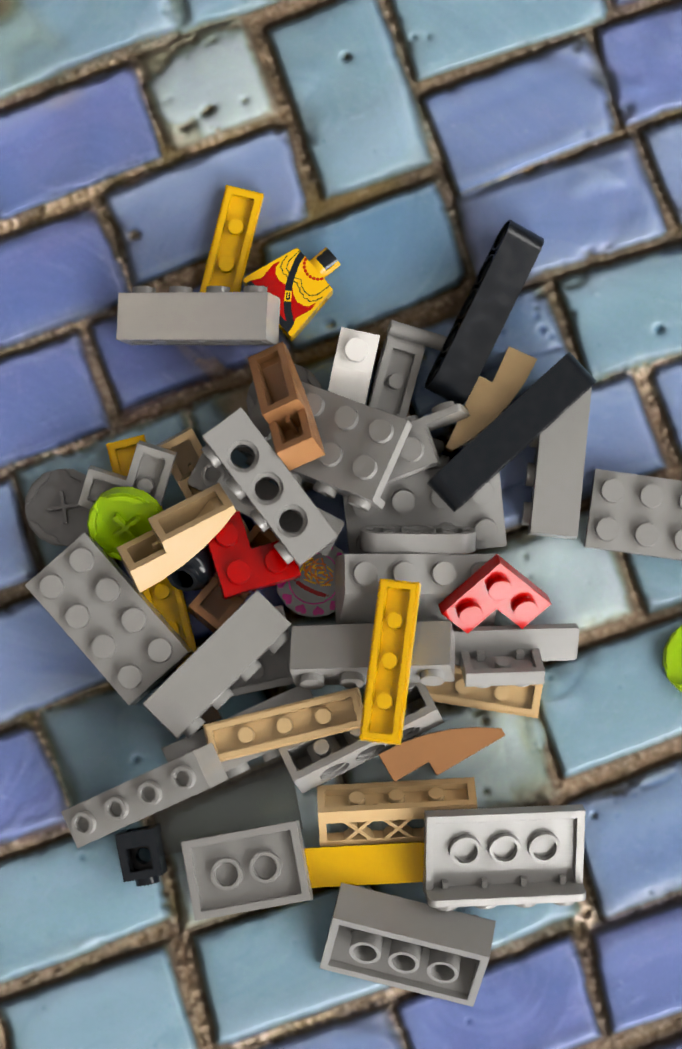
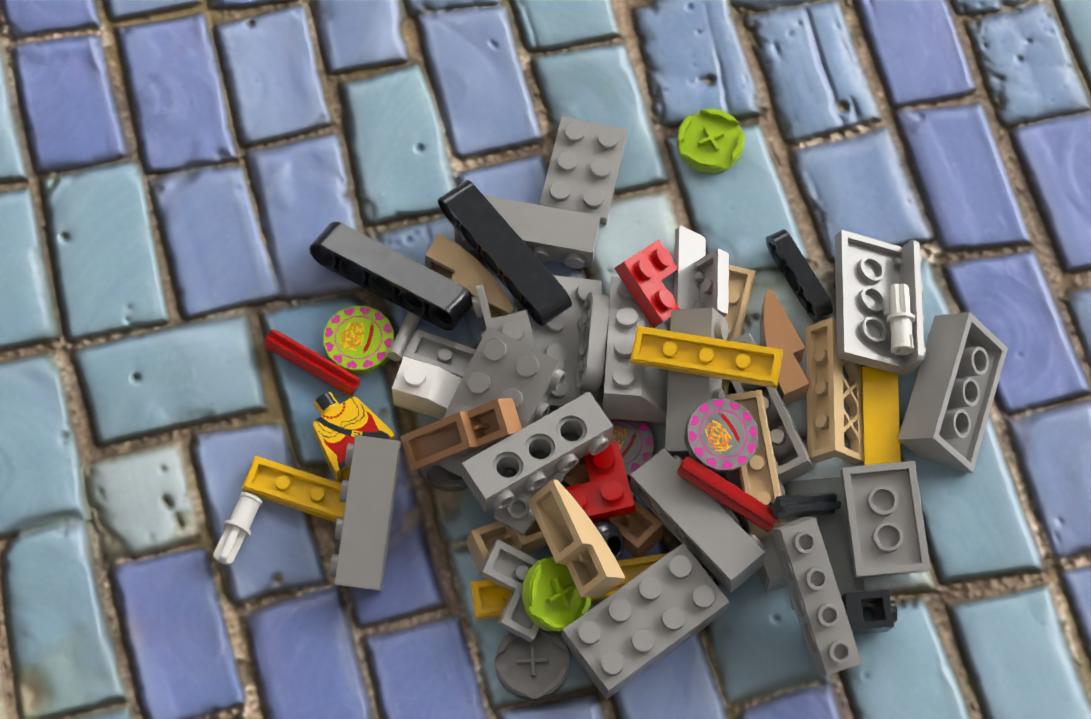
camera: 85 degrees left, 20 degrees down
(179, 185) = (237, 528): none -> white axle
(240, 694) = (727, 493): none -> red axle
(246, 781) = (804, 505): none -> black axle
(303, 683) = (721, 435): none -> flat silver tile
(378, 240) = (312, 362): none -> red axle
(410, 286) = (358, 339): none -> lime tile
(478, 880) = (900, 320): none -> white axle
(535, 767) = (799, 275): none -> black beam

